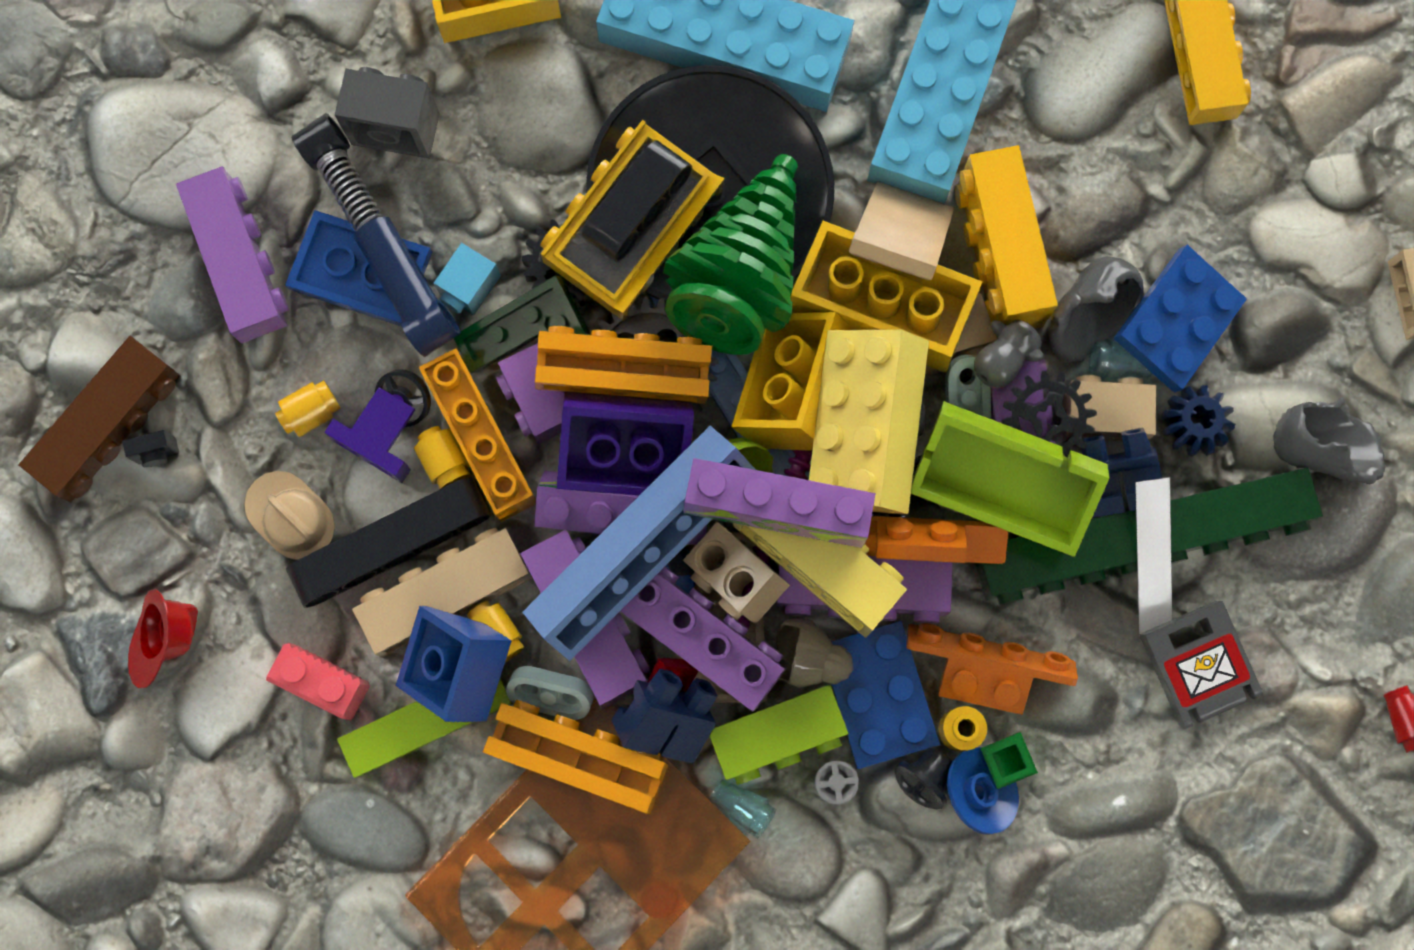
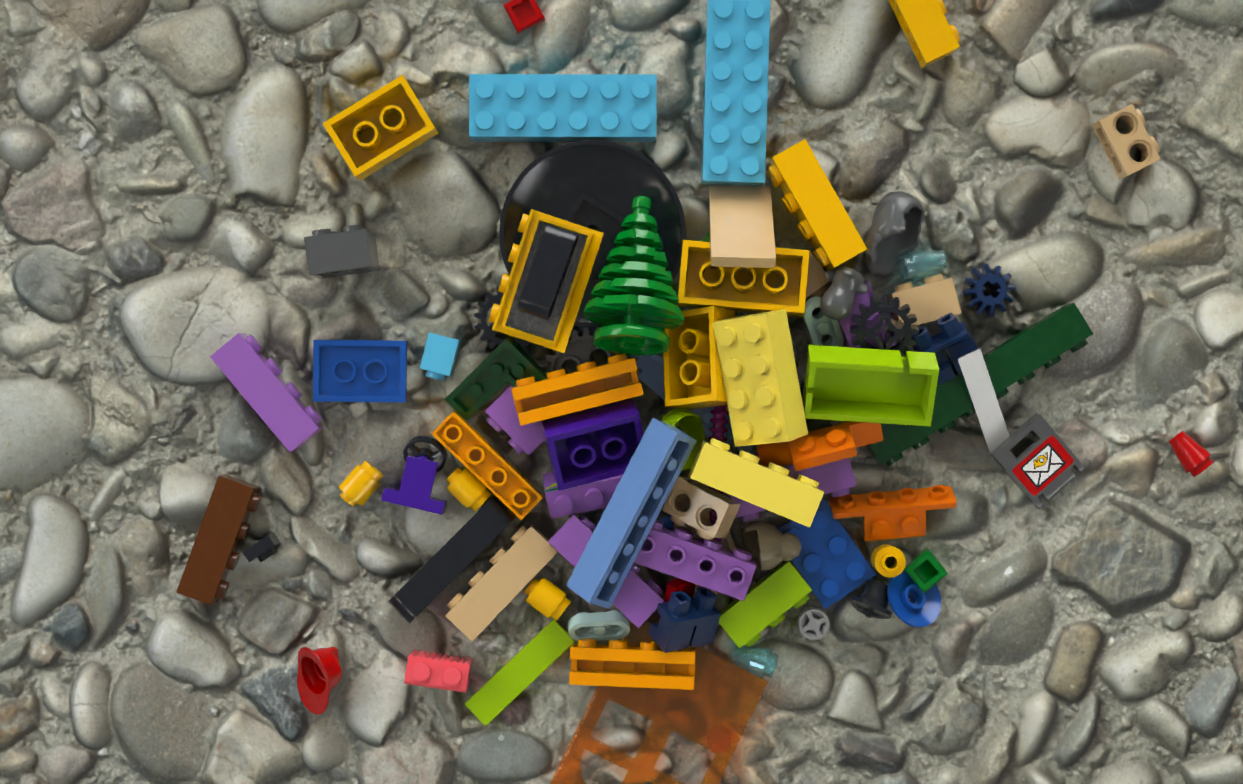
camera: 25 degrees left, 10 degrees up
(289, 514) = (374, 561): tan piece -> none
(423, 316) = (423, 397): piece -> none
(453, 665) = (528, 632): blue slope -> none
(779, 503) = (720, 465): medium lavender brick -> none
(1180, 318) = (955, 220): blue plate -> none
(1330, 442) = (1086, 277): dark grey piece -> none

